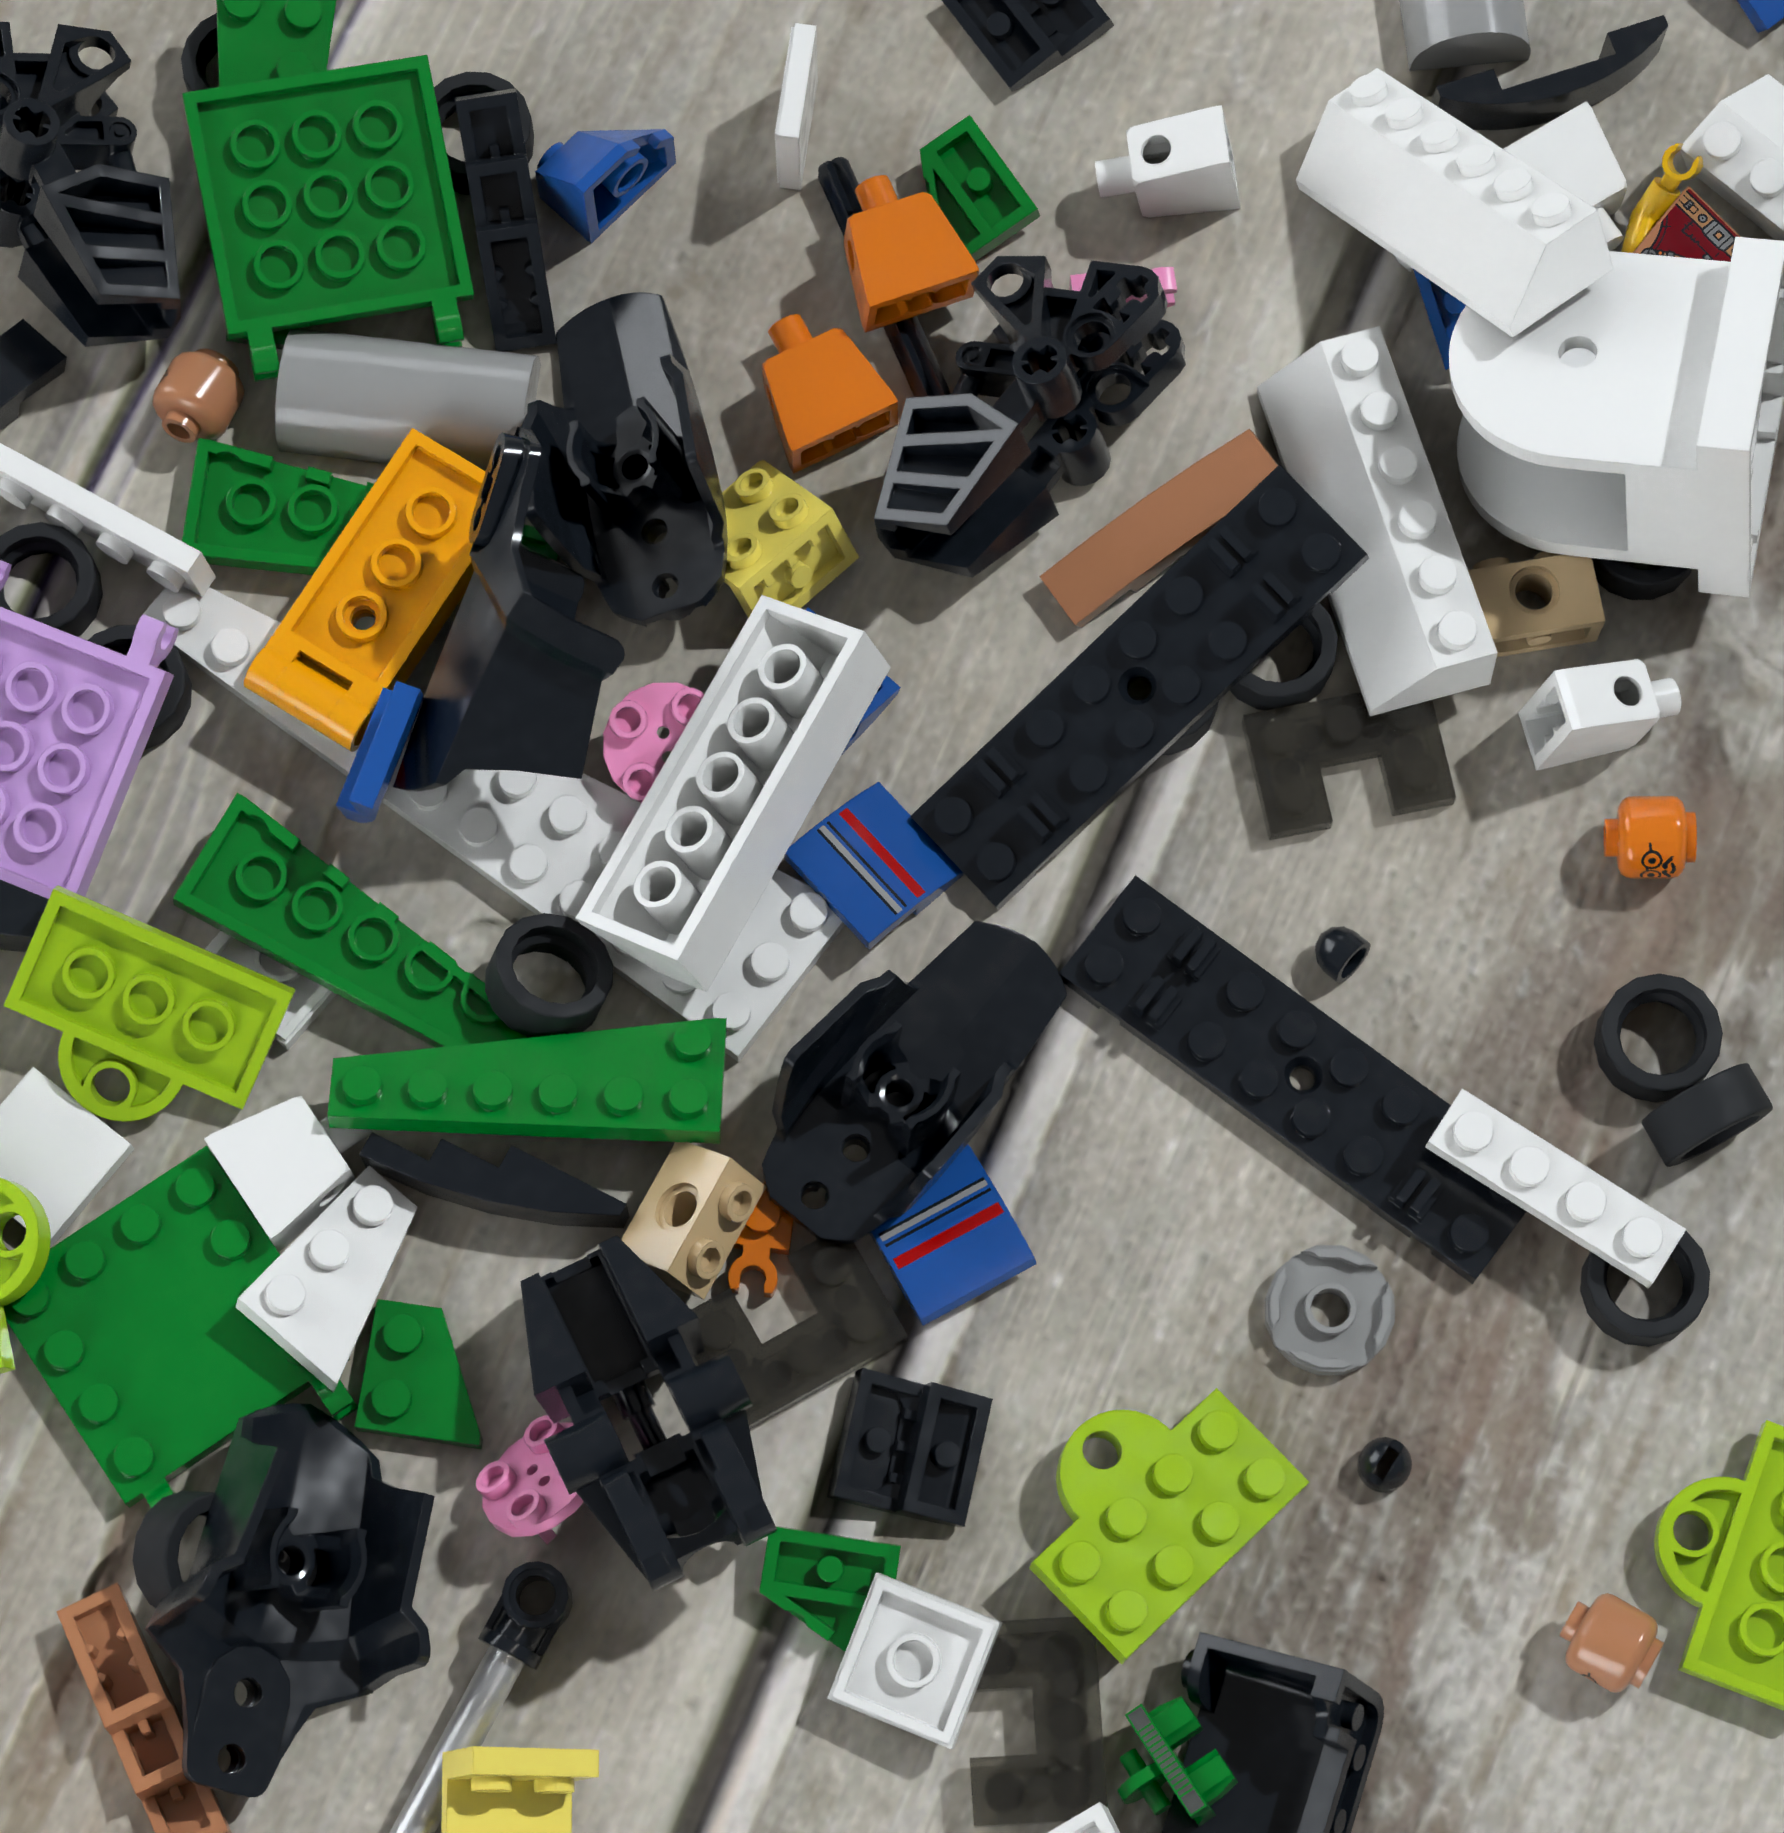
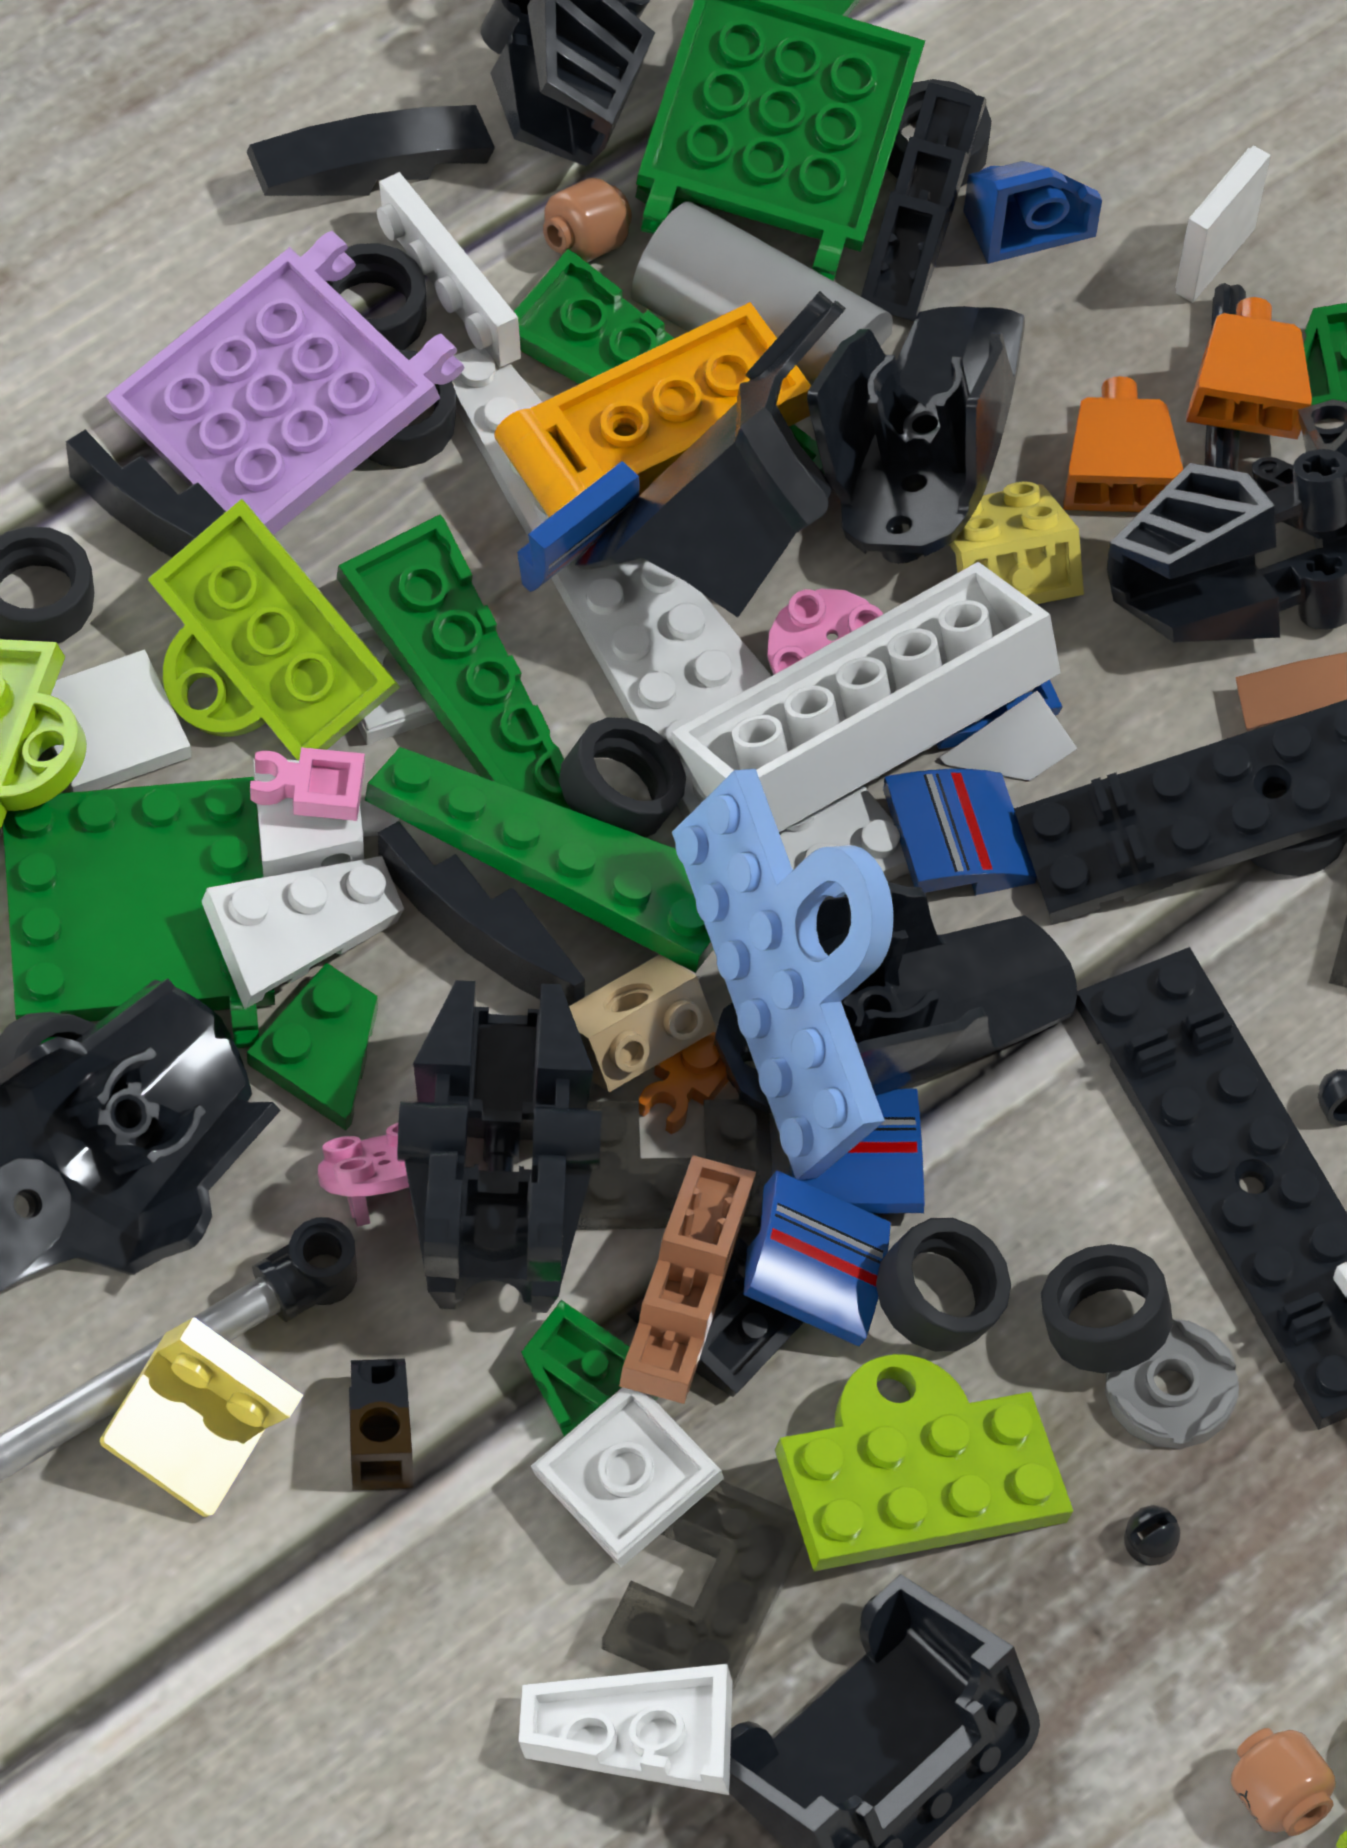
camera: 25 degrees right, 15 degrees down
(286, 1138) = (320, 784): none -> bright pink plate
(671, 1724) = (380, 1425): none -> dark brown leg
(806, 1126) = (777, 972): none -> light blue plate
(873, 1450) = (687, 1279): none -> nougat slope
(880, 747) = (1016, 743): none -> white sticker
(972, 1365) = (817, 1258): none -> blue slope
(1130, 1305) = (973, 1255): none -> black tyre
(1195, 1786) = (824, 1703): green hips -> none
(1208, 1248) = (1115, 1346): none -> black tyre

